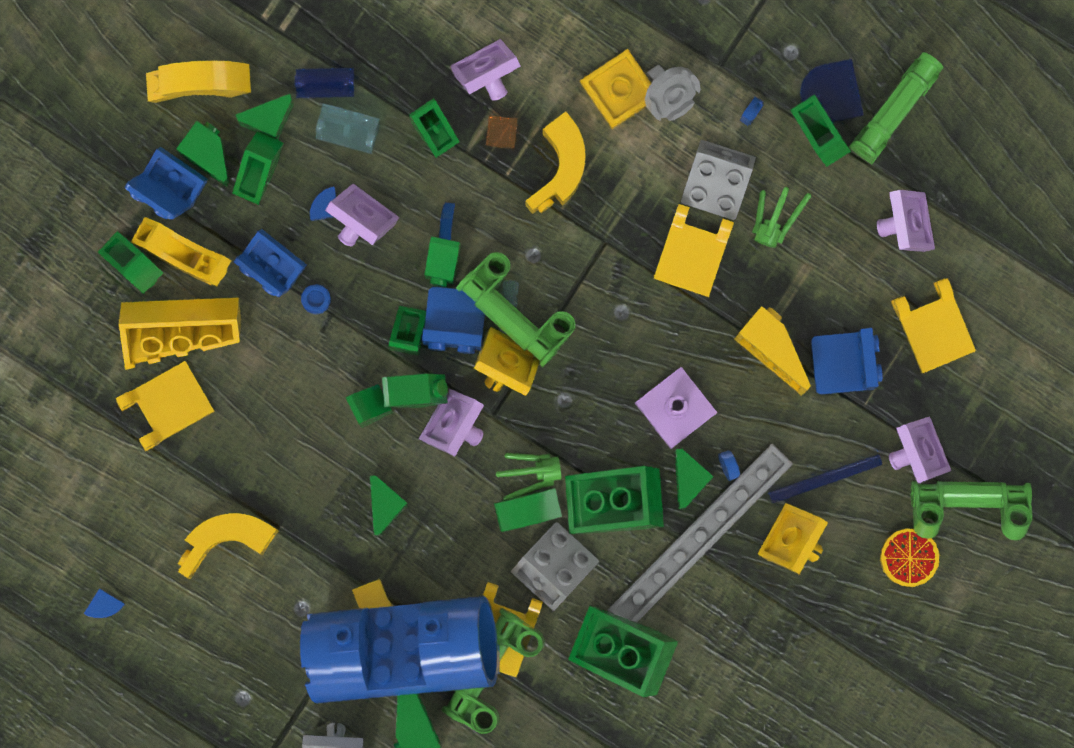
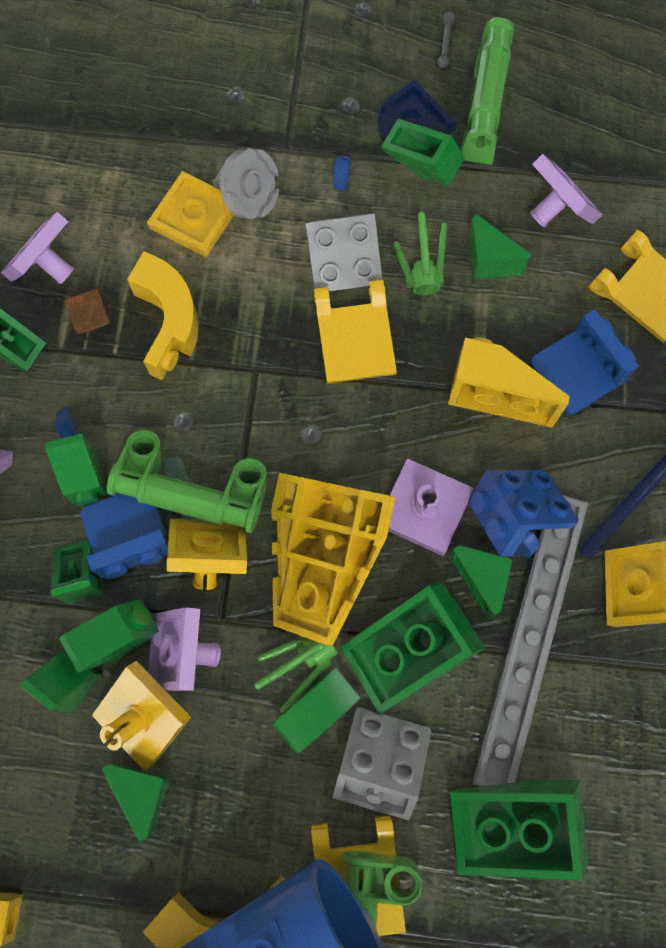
camera: 20 degrees left, 10 degrees down
(409, 454) = (140, 716): none -> yellow tile
(587, 404) = (323, 552): none -> yellow wedge
(740, 440) = (516, 502): none -> blue bracket
(829, 240) = (494, 252): none -> green slope
(910, 14) = (448, 20): none -> dark grey hinge

